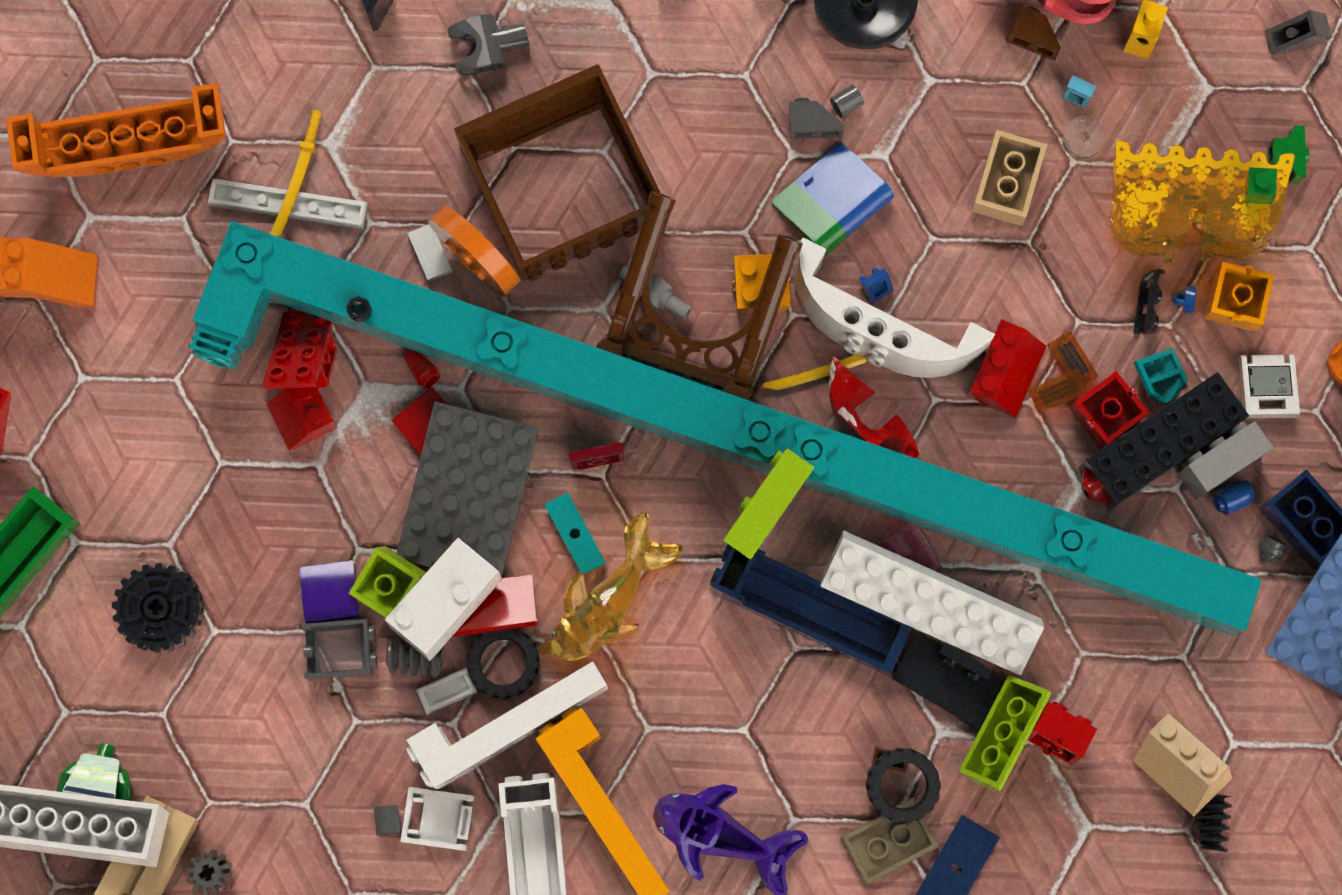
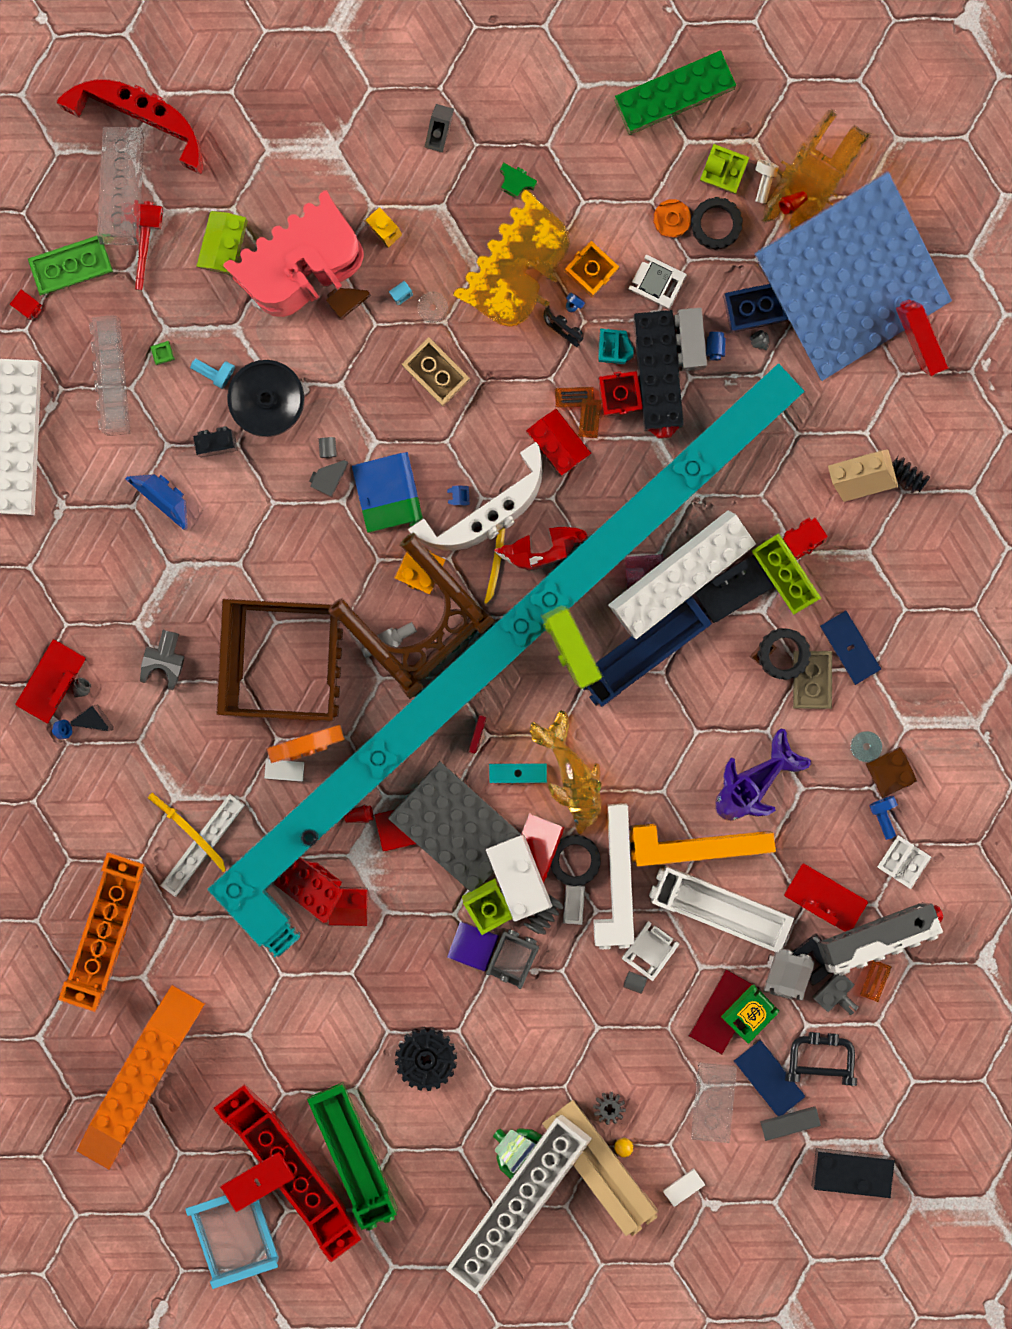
camera: 55 degrees left, 10 degrees up
(1260, 185) = (535, 224): green brick -> none

